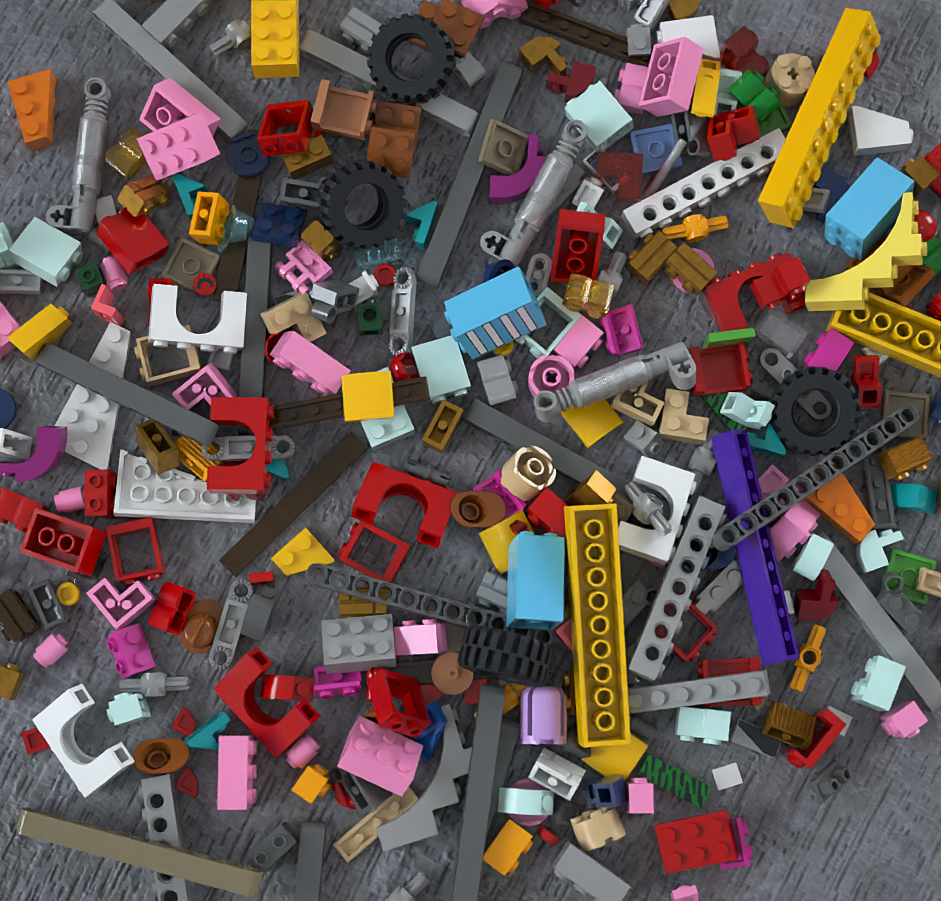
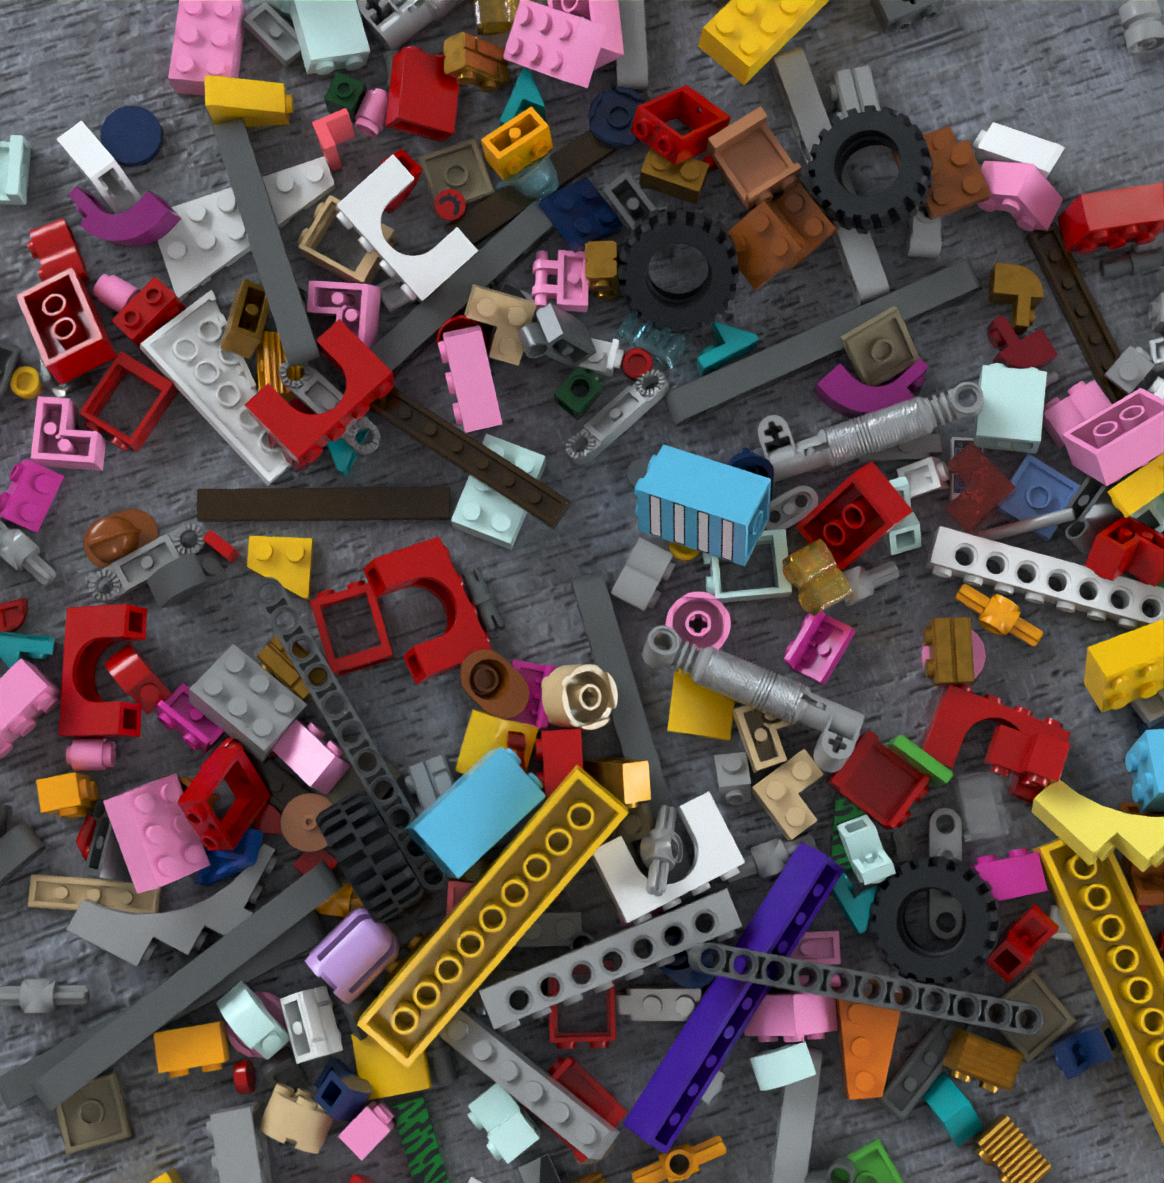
camera: 45 degrees right, 0 degrees up
(104, 207) = (430, 39): white sticker -> none
(172, 608) = (107, 491): red brick -> none
(367, 396) = (492, 465): yellow slope -> none
(403, 367) = (562, 473): red hair -> none
(442, 426) = (542, 568): pearl gold brick -> none
(443, 367) = (598, 512): light aqua brick -> none
(579, 342) = (762, 617): bright pink brick -> none
(651, 258) = (922, 601): pearl gold brick -> none
(817, 602) = (743, 1117): dark red brick -> none
(870, 551) = (852, 1117): light aqua brick -> none

